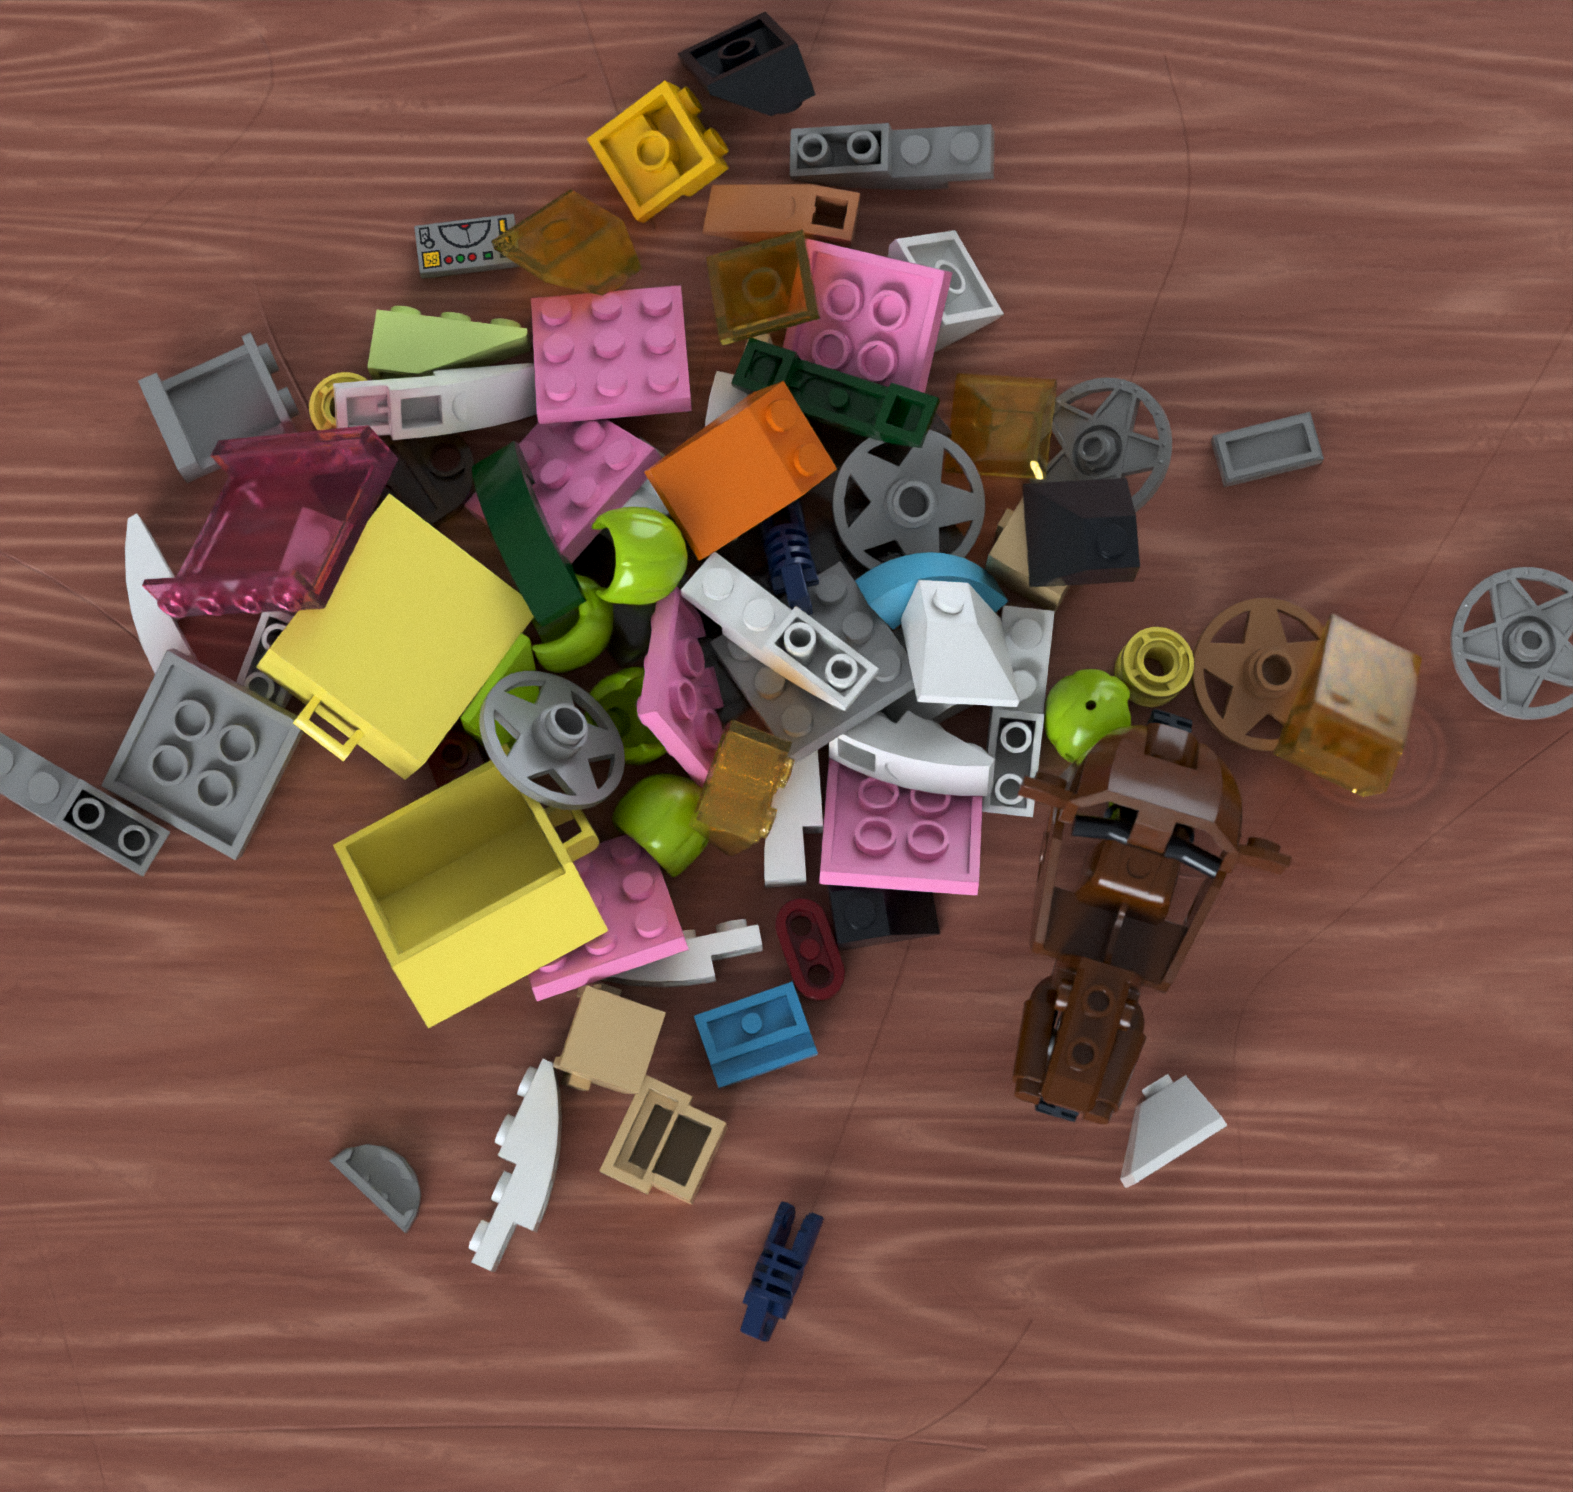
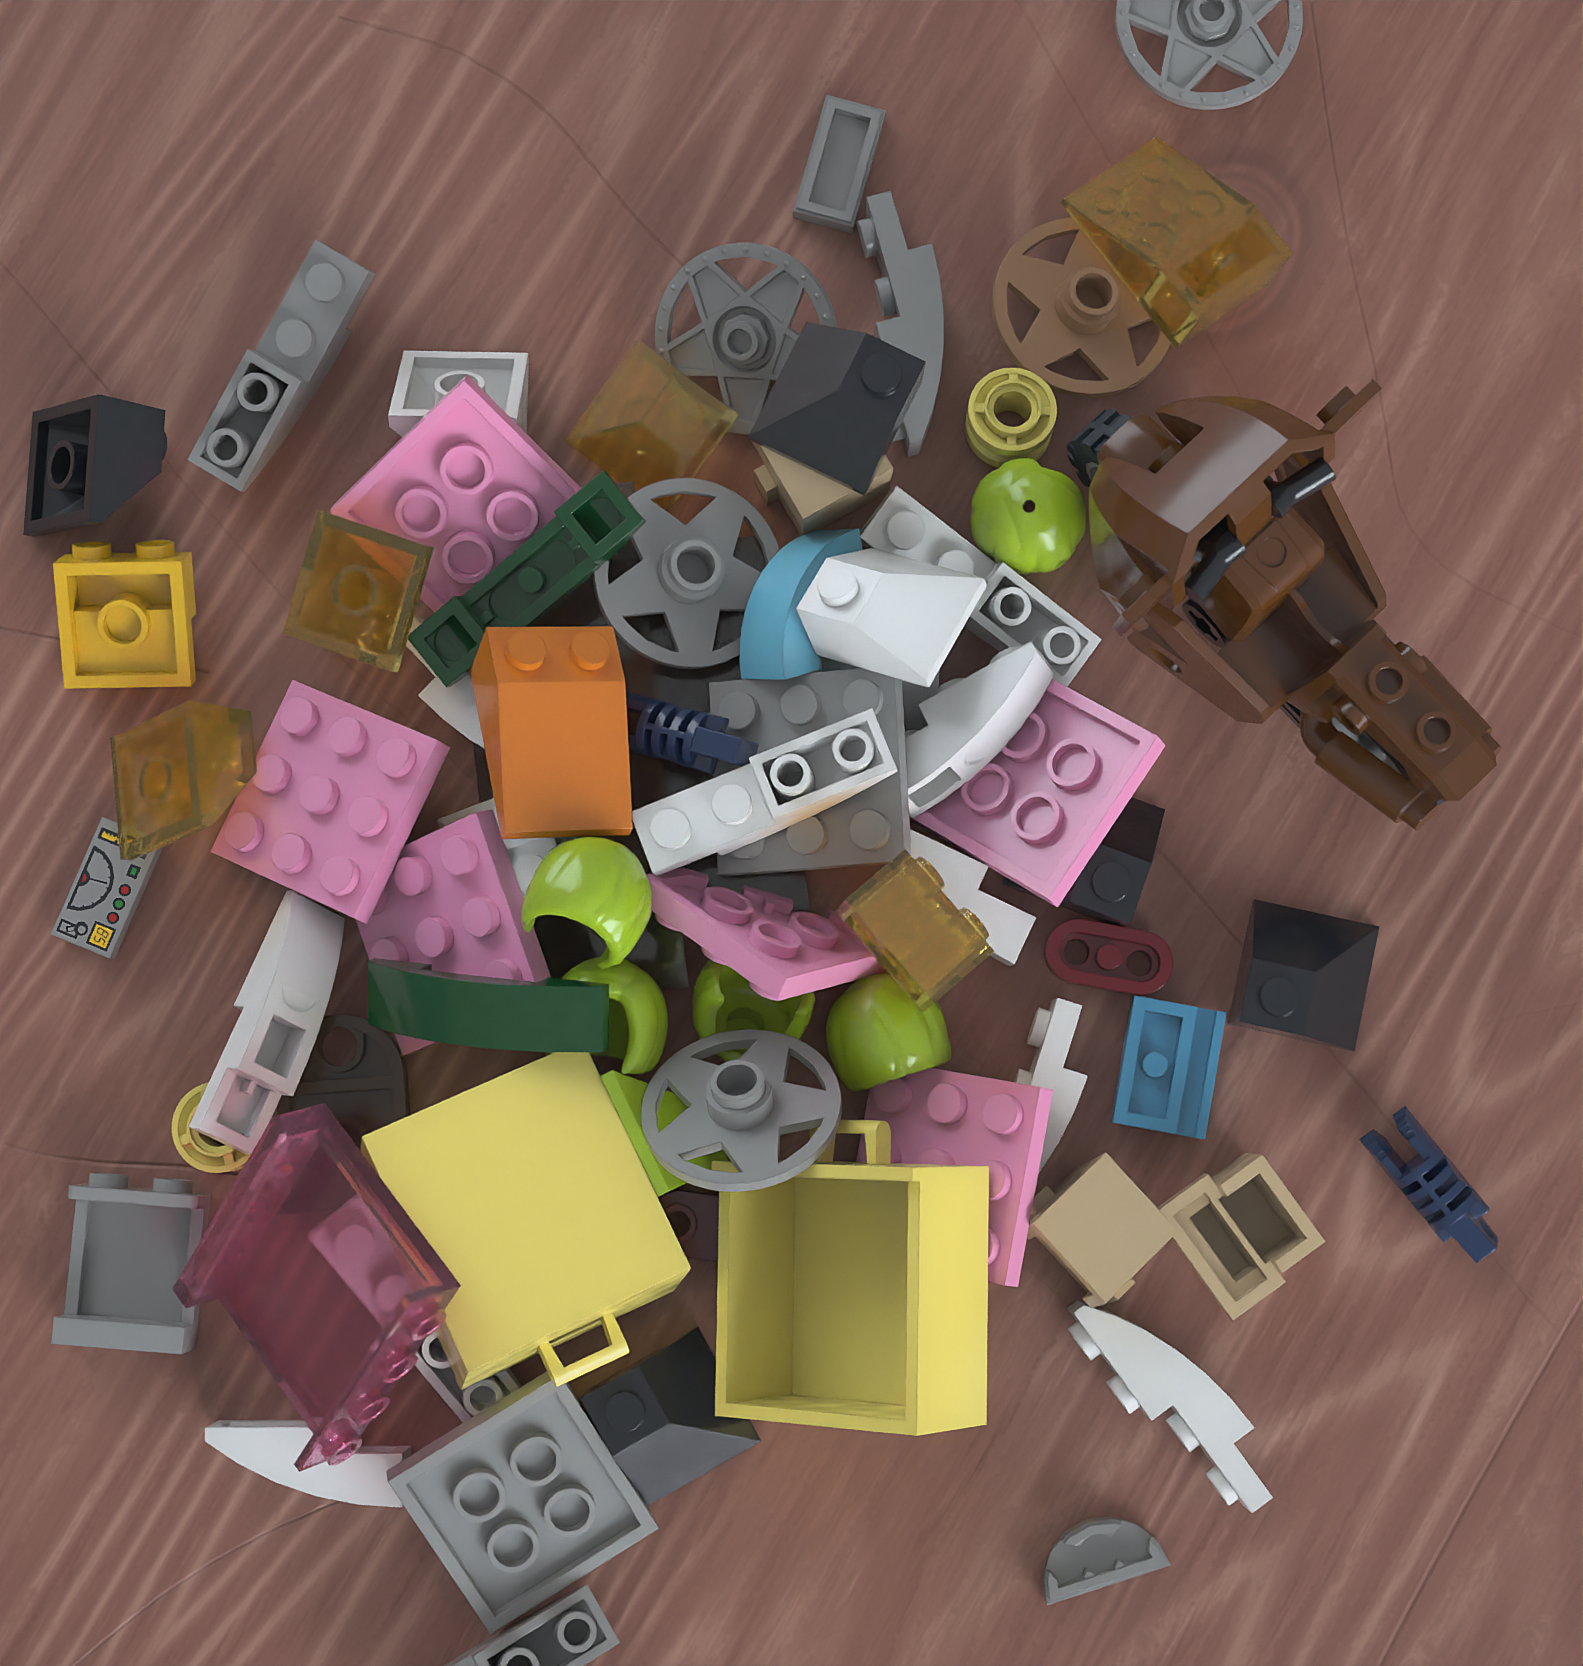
camera: 60 degrees left, 5 degrees up
(304, 819) = (664, 1420): none -> black slope
(416, 344) = (194, 1008): yellowish green slope -> none
(774, 210) = (278, 523): nougat slope -> none
(877, 1097) = (1303, 975): none -> black slope
(1167, 1126) = (1520, 691): white slope -> none
(1173, 569) = (914, 297): none -> light grey slope

